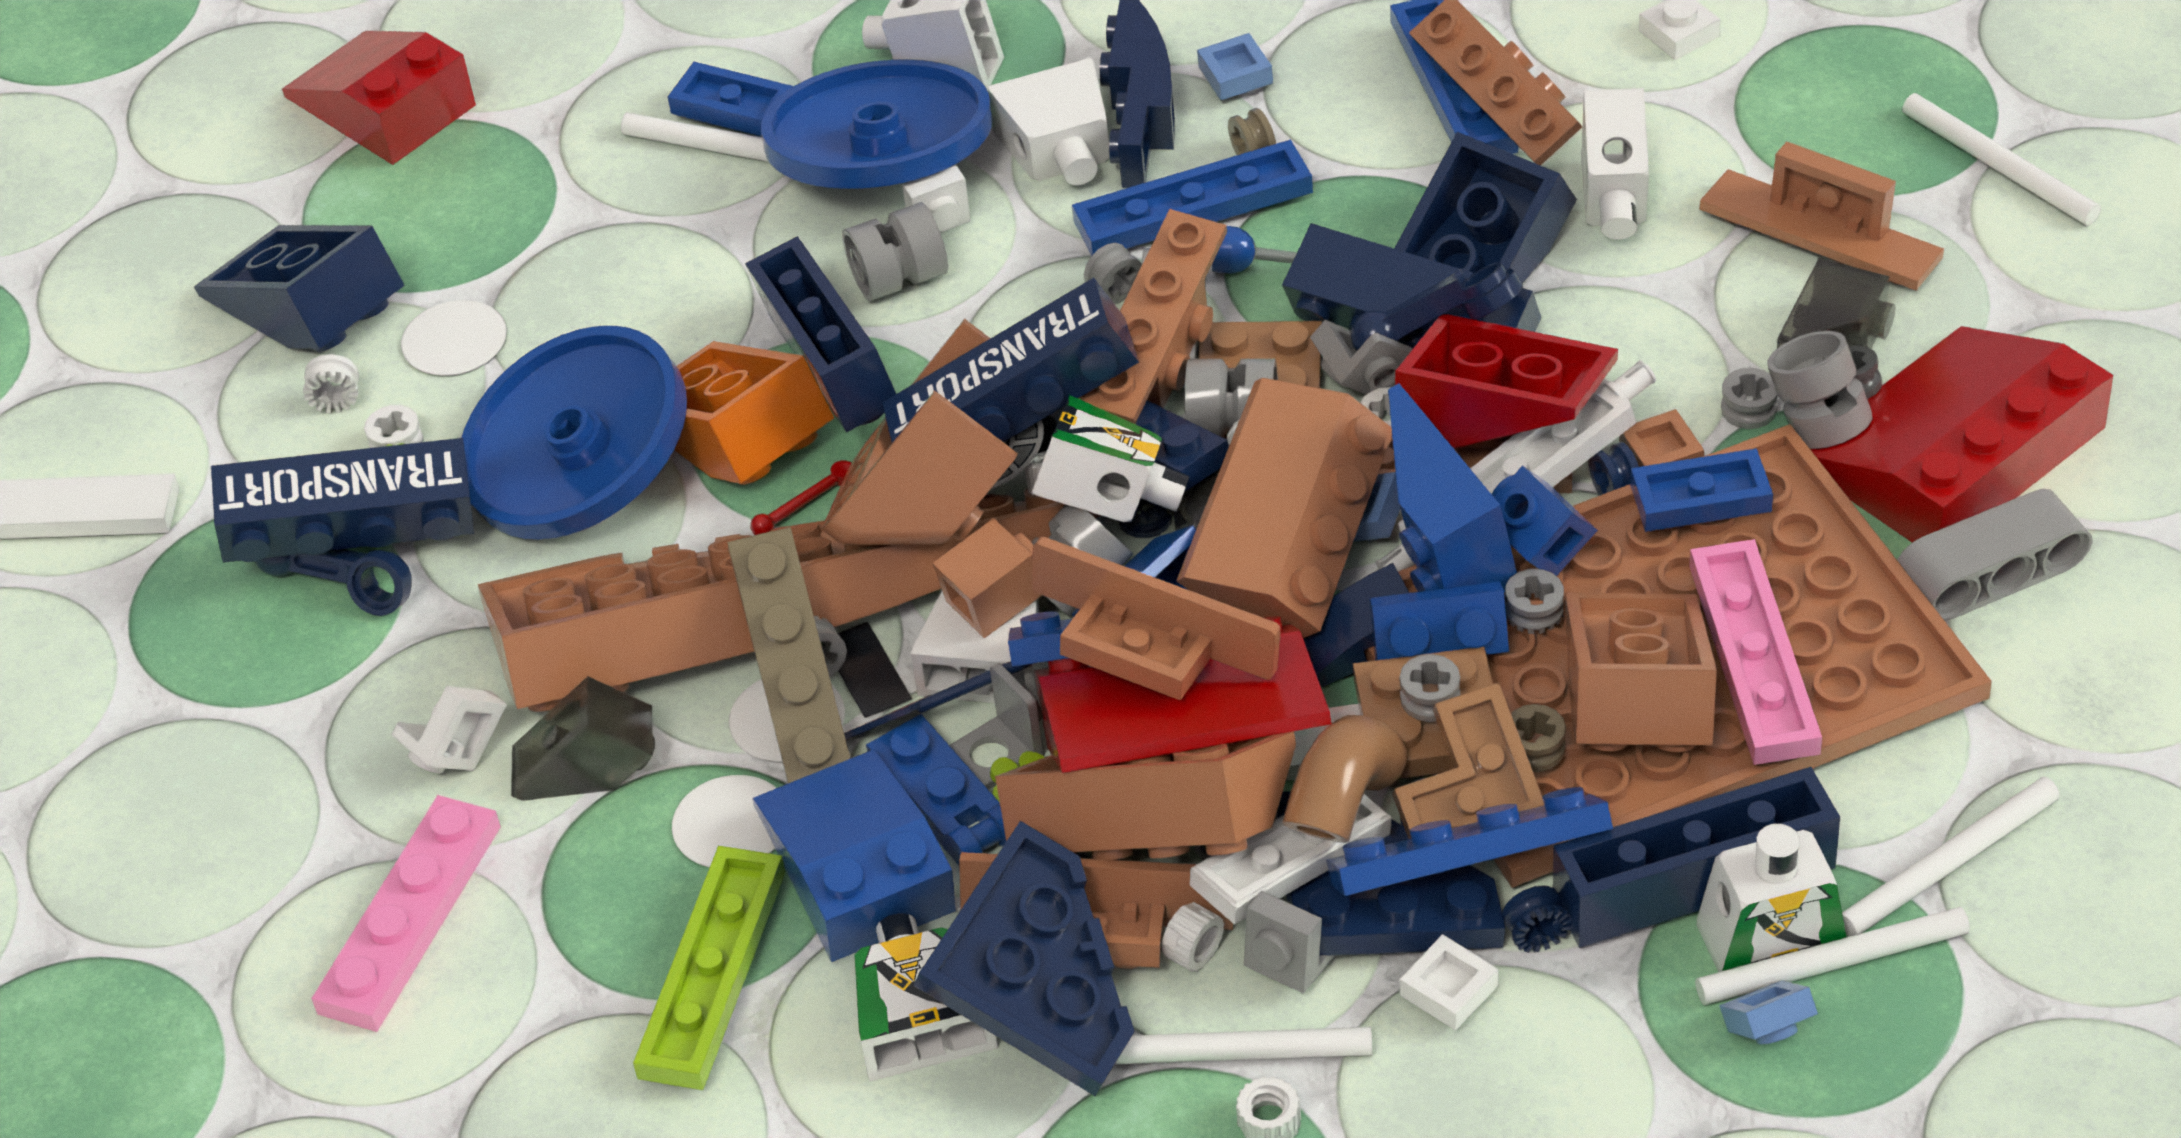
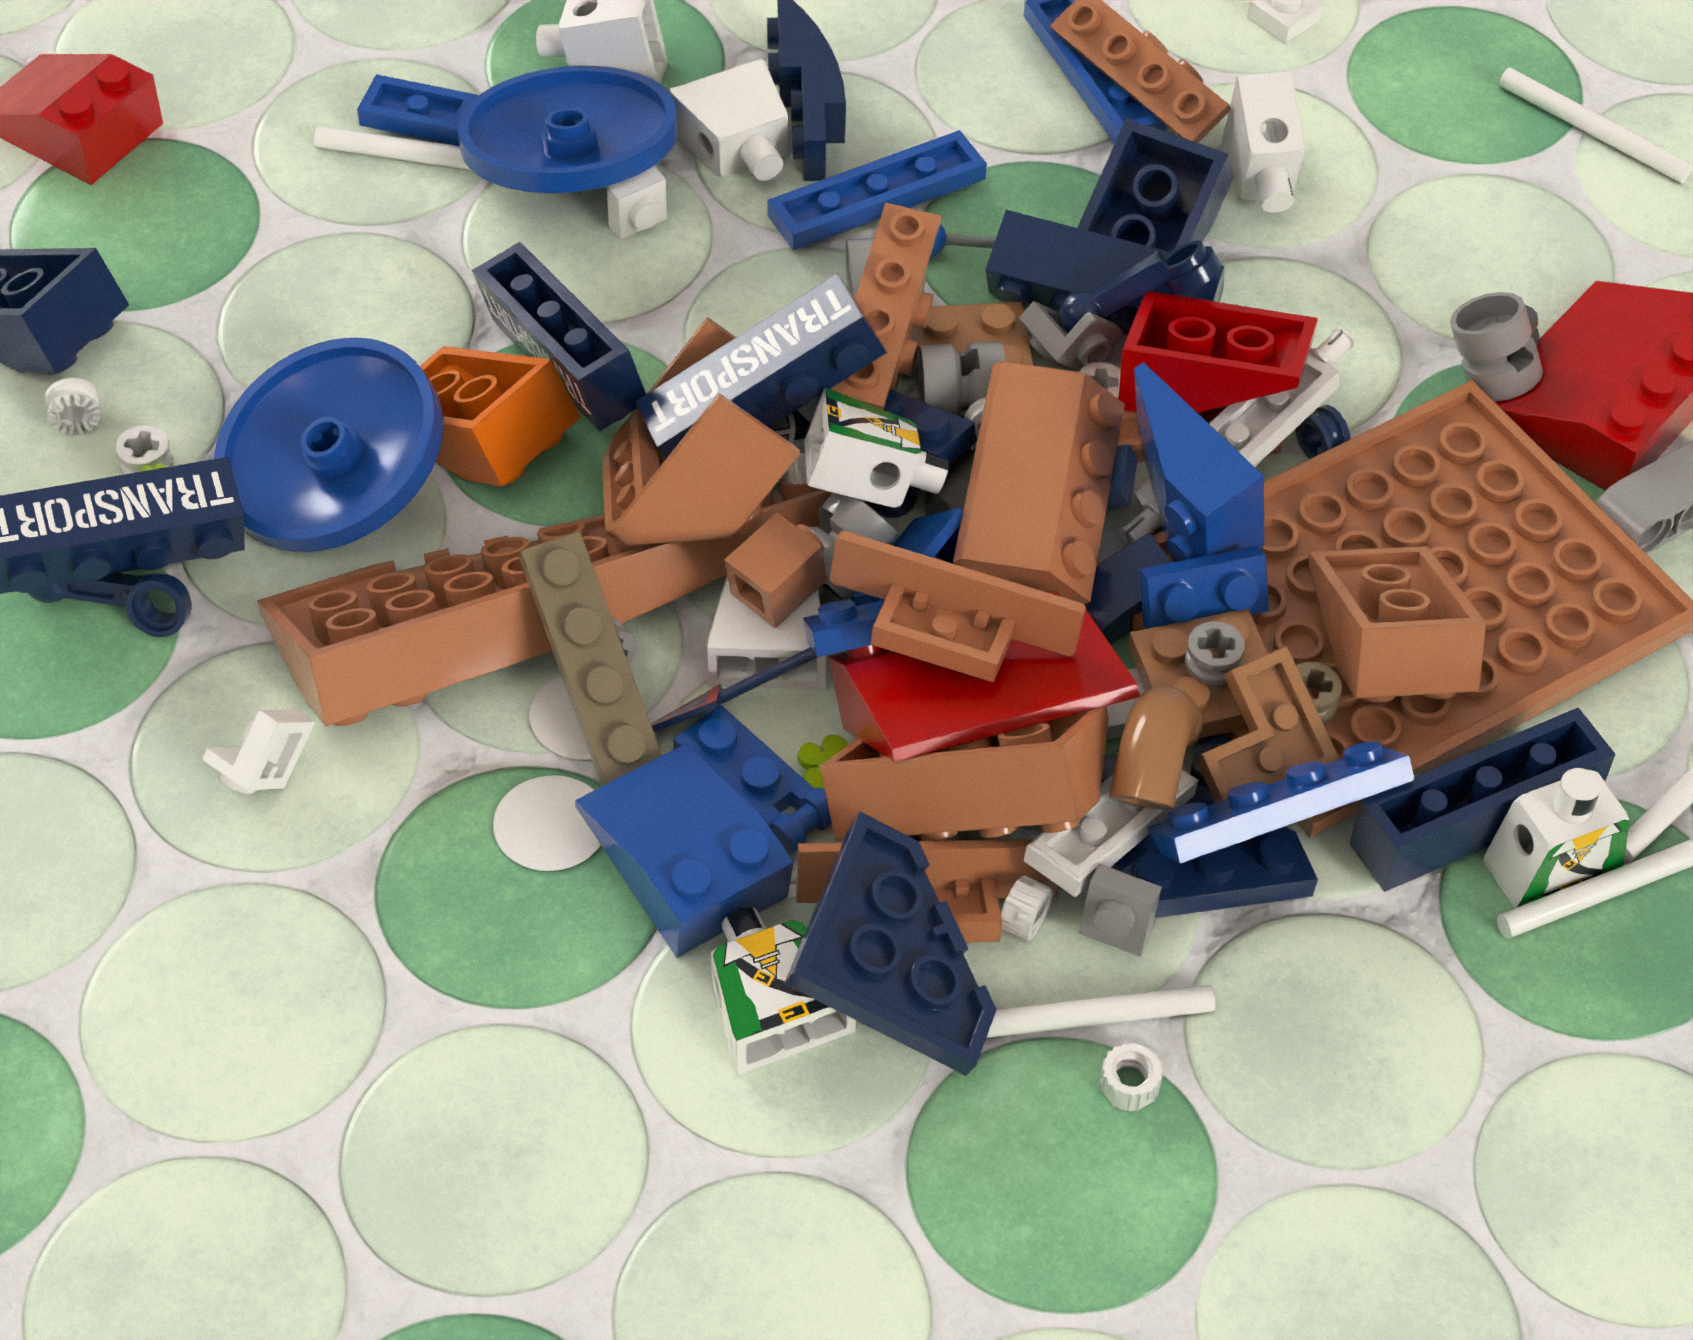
camera: 15 degrees left, 5 degrees up
(406, 913) = (244, 941): bright pink plate -> none
(453, 337) = (184, 354): white sticker -> none
(583, 744) = (395, 757): clear smoke slope -> none
(709, 968) = (563, 975): lime plate -> none
(765, 523) = (527, 525): red hinge -> none
(870, 672) = (659, 666): black sticker -> none
(895, 251) = (612, 250): light grey wheel -> none
(1013, 727) = (812, 708): light grey bracket -> none
(1113, 270) = (817, 261): light grey bush -> none
(1235, 66) = (891, 62): medium blue plate -> none
(1251, 132) = (920, 125): dark tan bush -> none
(1449, 982) = (1275, 935): white plate -> none
(1519, 608) = (1292, 548): light grey bush -> none
(1536, 918) = (1344, 867): dark blue bush -> none
(1541, 521) = (1289, 488): blue brick -> none
(1662, 440) = (1362, 403): nougat plate -> none
(1701, 490) = (1413, 447): blue plate -> none
(1749, 413) = (1429, 344): light grey bush -> none
(1755, 652) = (1516, 629): bright pink plate -> none
(1769, 1012) = (1575, 942): medium blue plate -> none
(1828, 211) = (1458, 178): nougat bracket -> none
(1843, 302) = (1491, 264): clear smoke slope -> none

